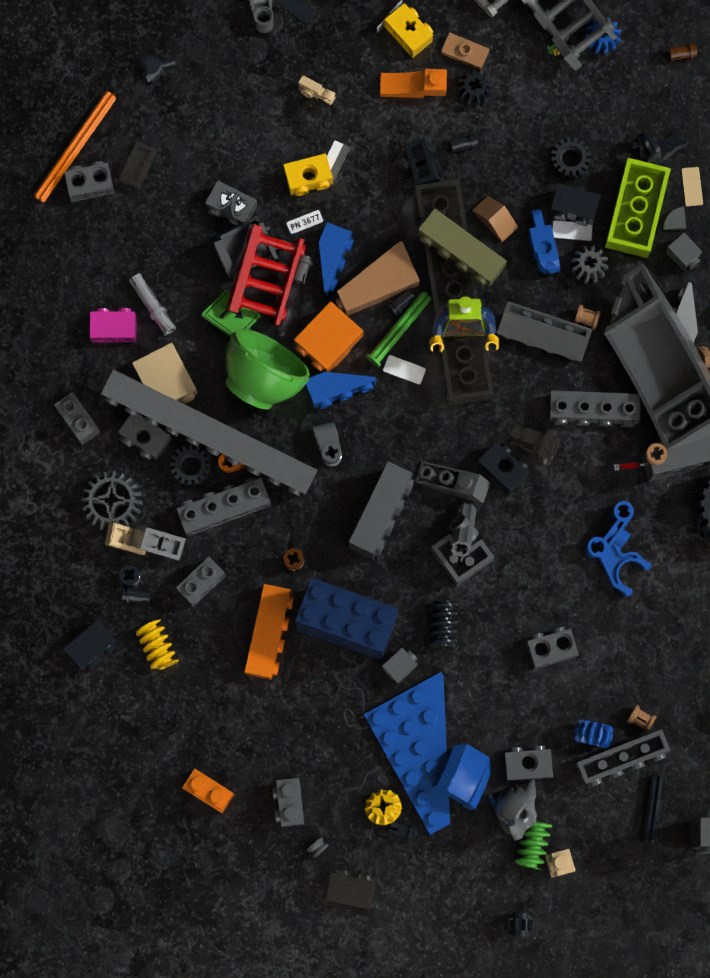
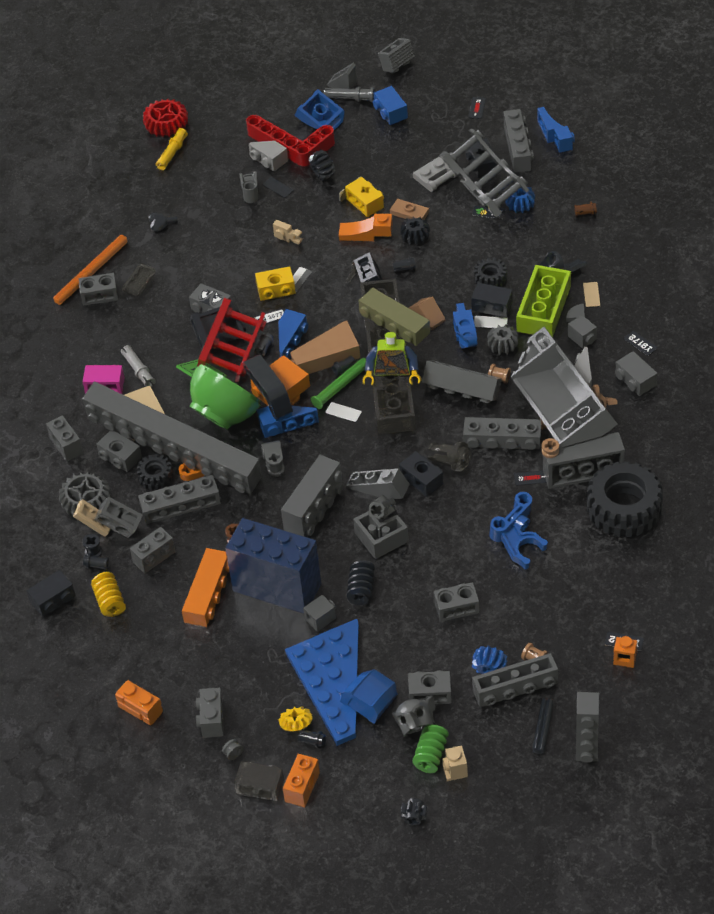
camera: 10 degrees right, 30 degrees down
(317, 353) = (269, 386): none -> black beam
(396, 888) = (301, 780): none -> orange brick

